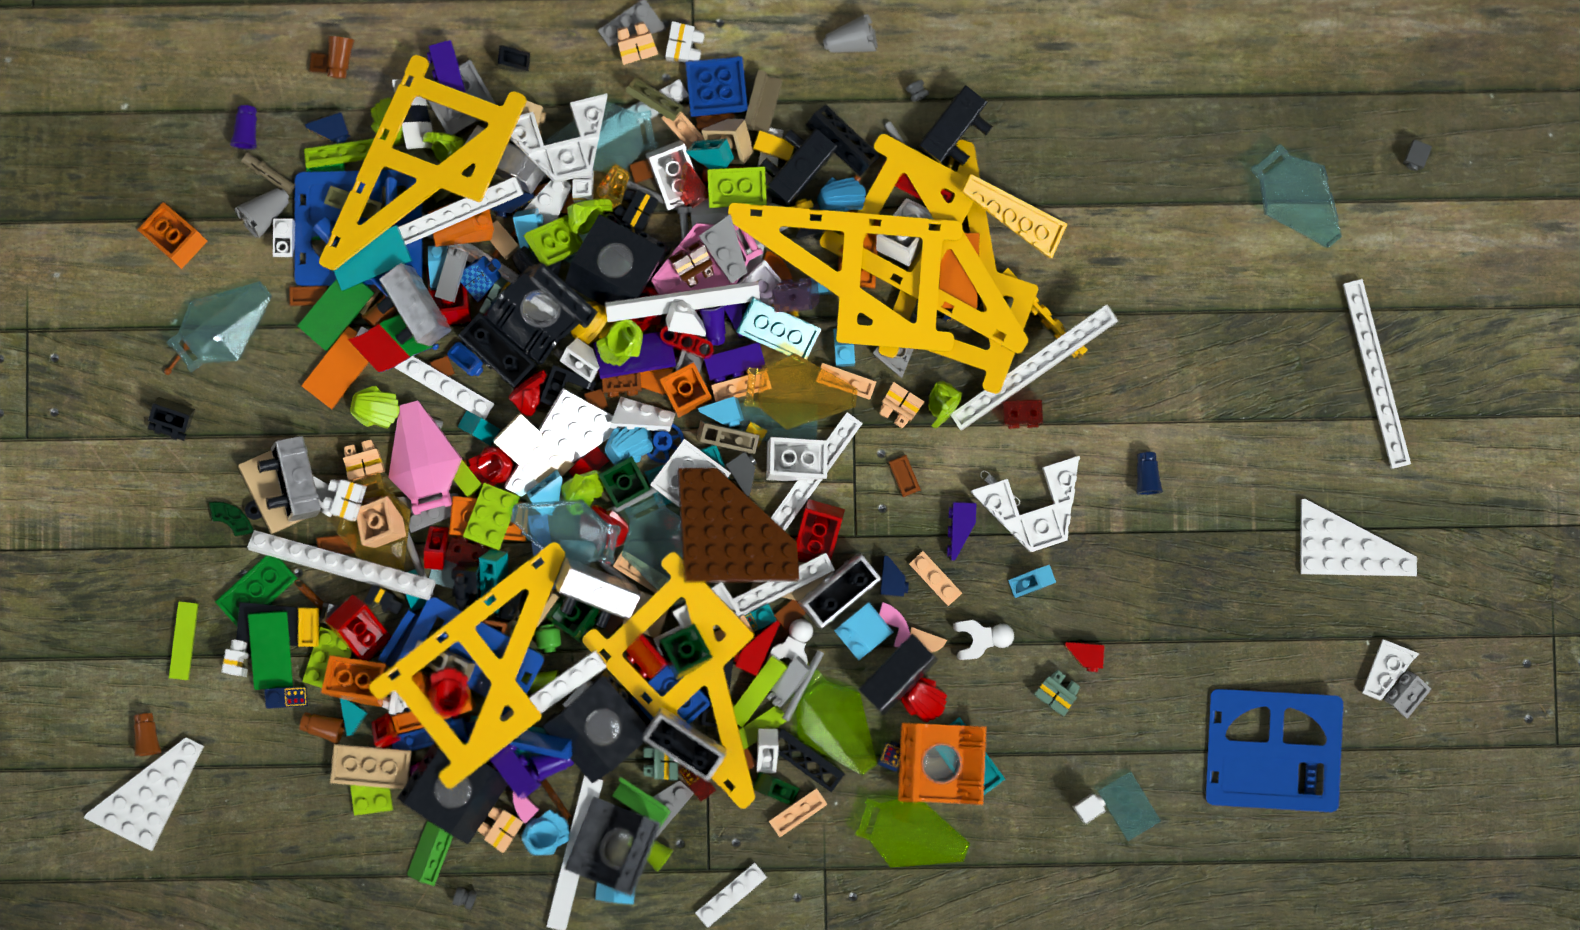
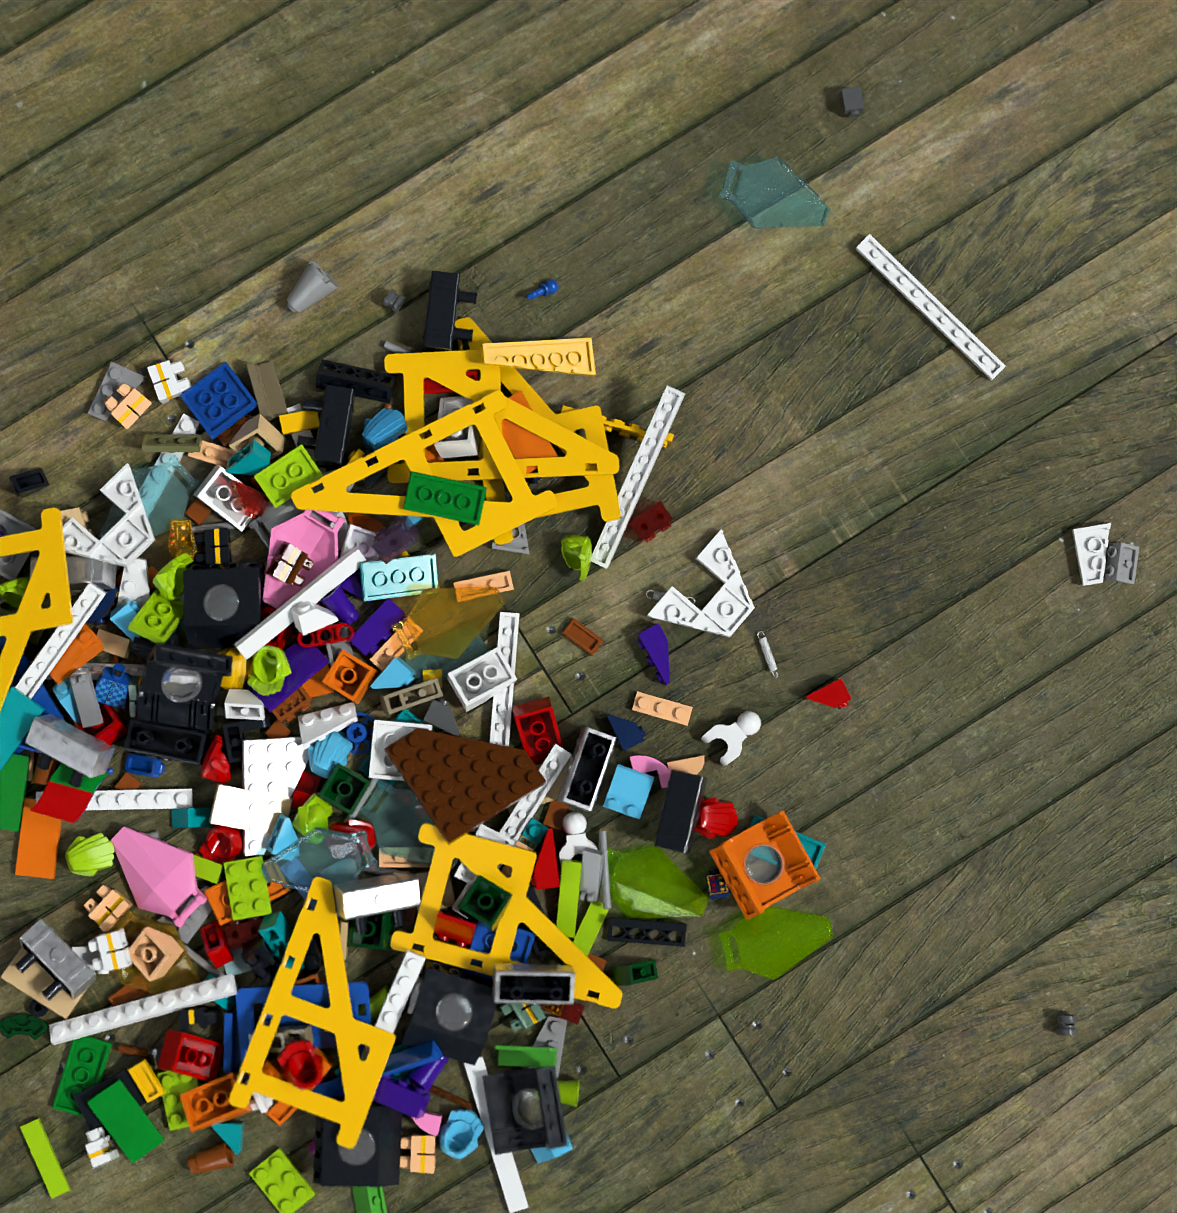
camera: 30 degrees left, 0 degrees up
(286, 697) = (164, 1153): dark blue slope -> none
(370, 766) = (273, 1168): tan tile -> none
(383, 731) = (267, 1132): red slope -> none
(421, 738) = (300, 1118): blue tile -> none
(548, 638) = (360, 962): bright green head -> none
(583, 188) = (156, 556): white hips -> none
(725, 249) = (310, 535): light grey wing -> none
(731, 895) = (652, 1087): white plate -> none
(767, 750) = (608, 944): white slope -> none
(798, 812) = (666, 981): light nougat plate -> none
(843, 353) = (467, 563): medium azure slope -> none
(858, 286) = (444, 498): none -> green tile
(894, 399) = (534, 580): light nougat hips -> none
(1032, 581) = (746, 660): medium azure slope -> none
(1054, 587) = (768, 654): none -> white piece
(1058, 159) = (549, 287): none -> blue bar
(1063, 699) = (834, 743): sand green hips -> none
(1089, 808) = (912, 825): white brick -> none
(1129, 806) = (944, 802): clear light blue tile -> none
(1148, 474) = (789, 509): dark blue plant -> none
(1268, 772) = (1045, 701): blue door -> none
(1341, 548) = (991, 472): white wing -> none

